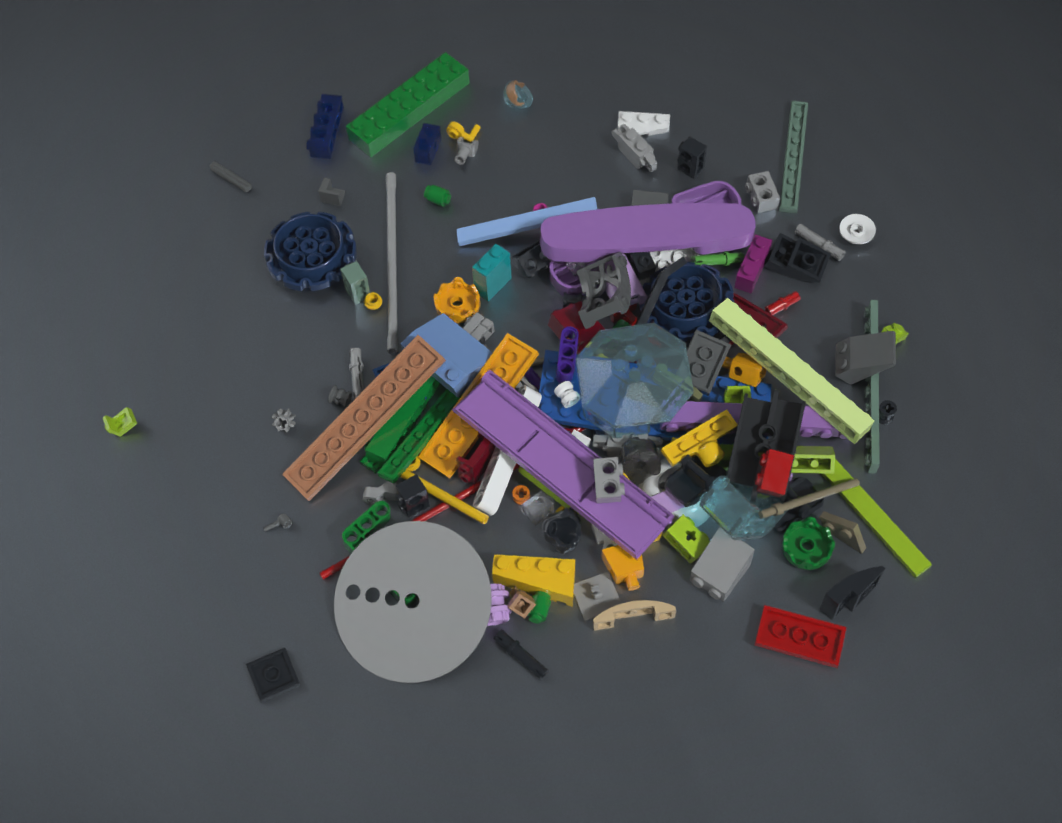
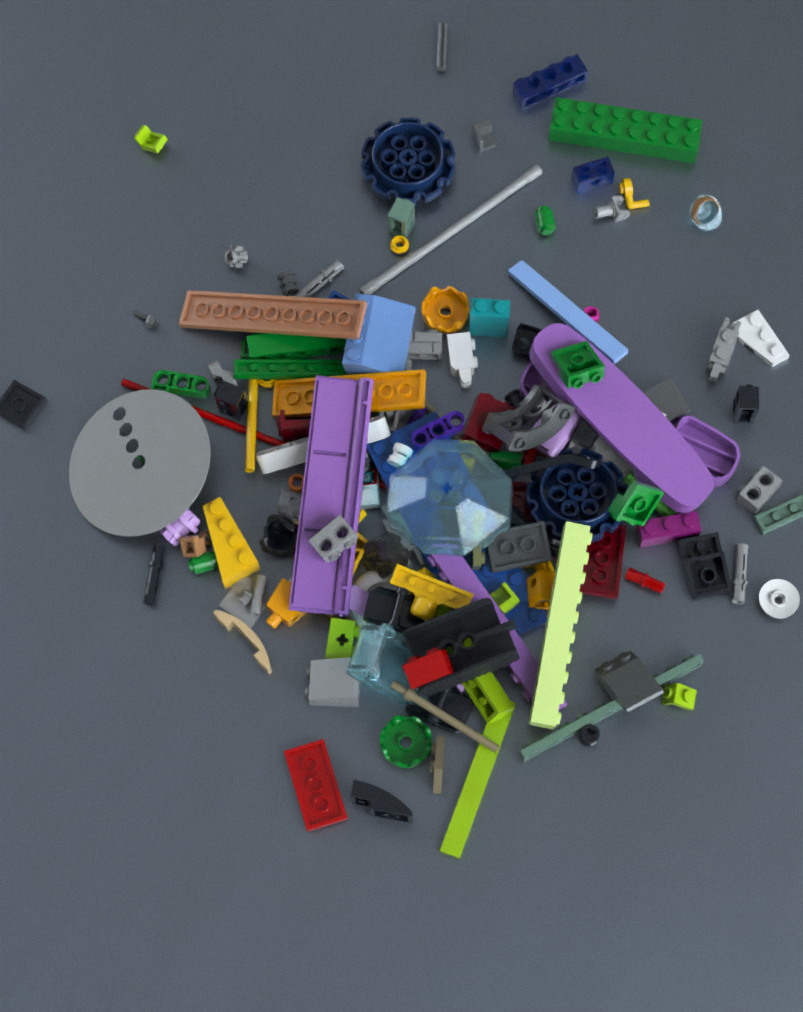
camera: 55 degrees right, 10 degrees up
(506, 314) = (461, 357): none -> white hinge
(592, 225) = (578, 365): none -> green plate
(597, 579) = (258, 595): none -> light grey piece
(730, 265) = (636, 503): none -> green plate

